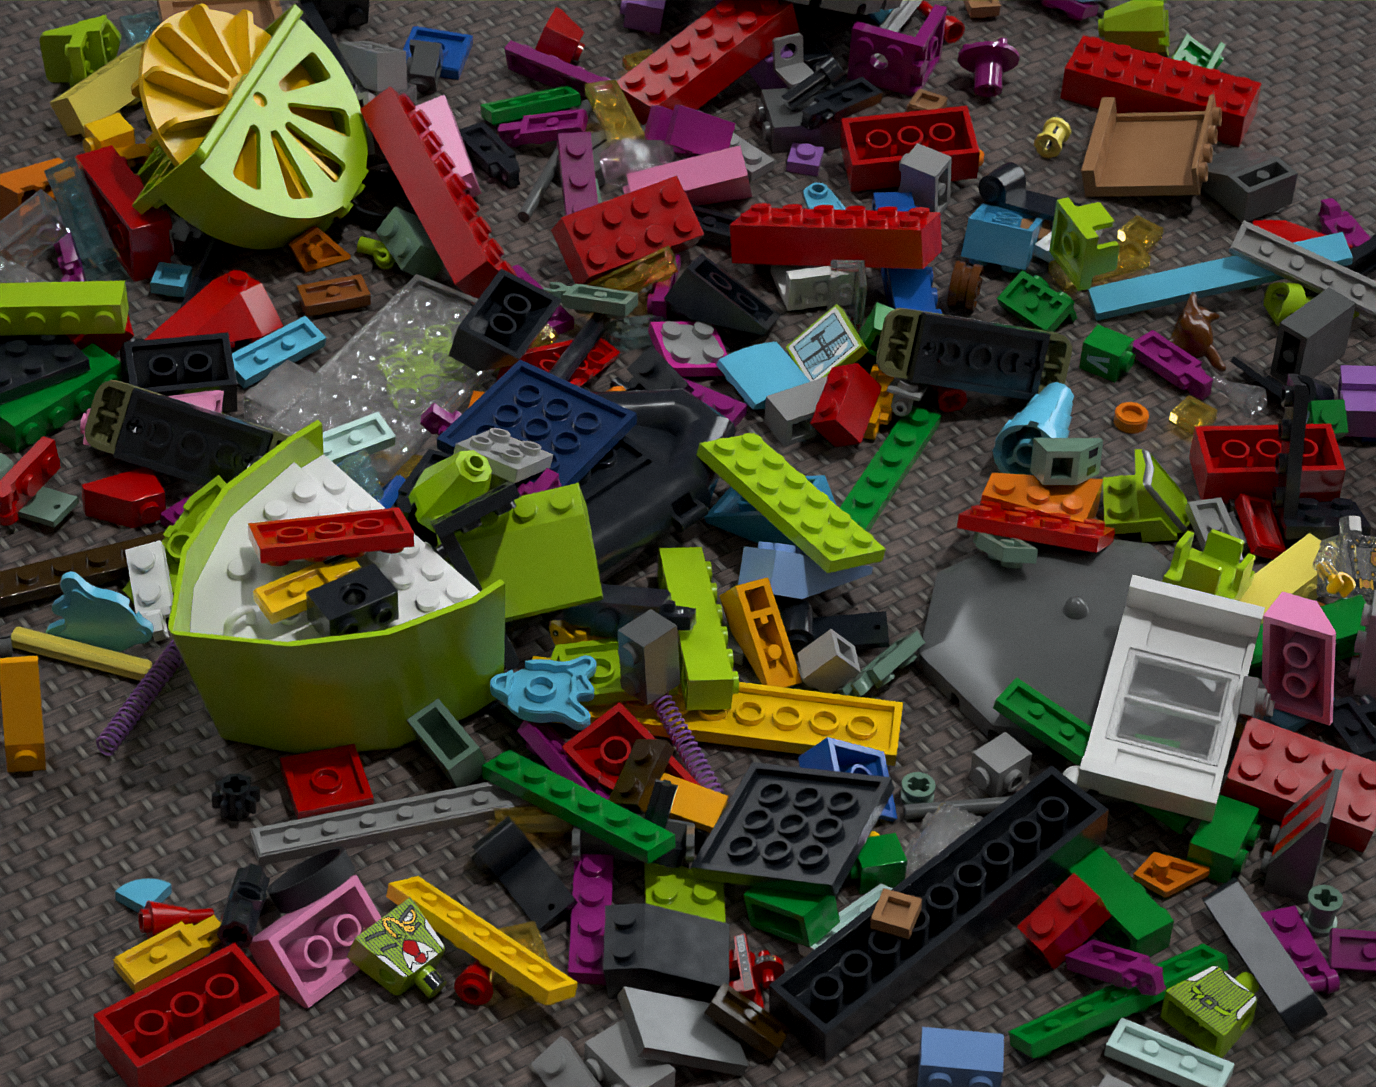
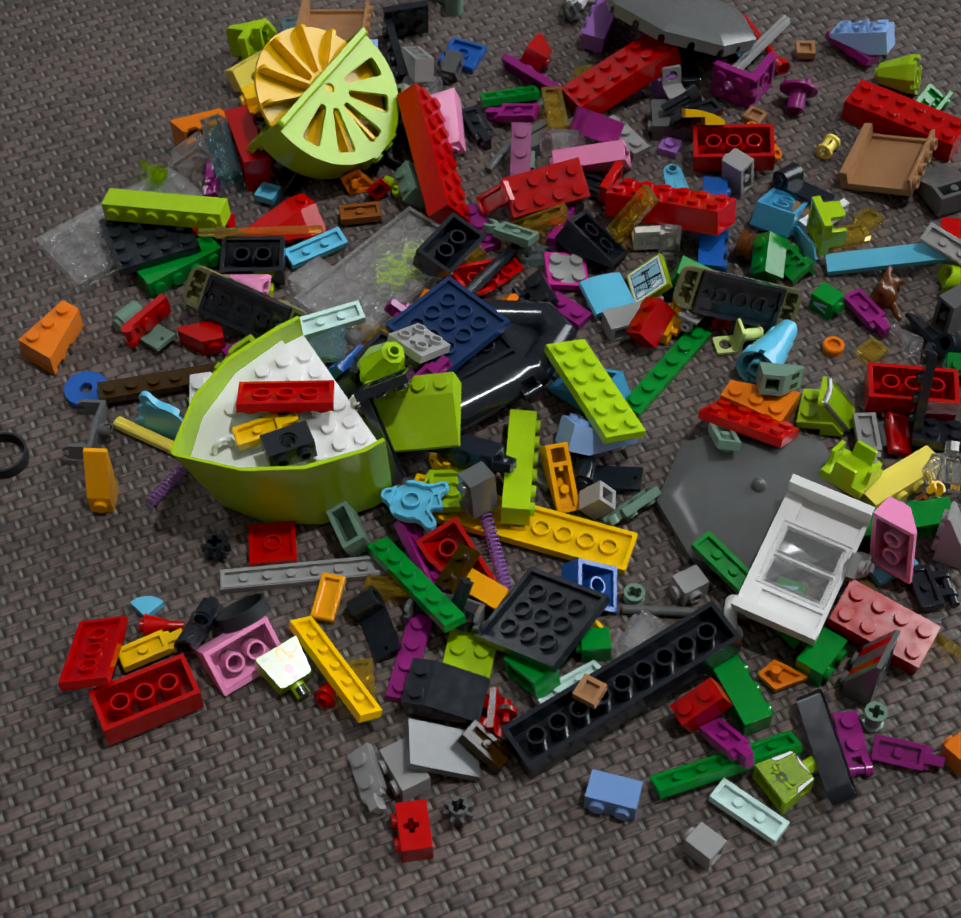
camera: 15 degrees right, 10 degrees up
(84, 964) = (93, 653): none -> red plate
(123, 334) = (220, 232): none -> clear yellow bar
(355, 256) = (378, 188): none -> red slope
(438, 847) = (328, 597): none -> light orange tile
(554, 250) = (495, 198): none -> red tile
(730, 211) = (610, 180): none -> red tile
(781, 251) = (632, 213): none -> clear yellow plate
(860, 104) = (706, 117): none -> yellow slope
(985, 417) = (738, 338): none -> yellowish green bracket
(1005, 292) = (769, 256): none -> green piece
(1054, 274) = (805, 243): none -> medium azure piece

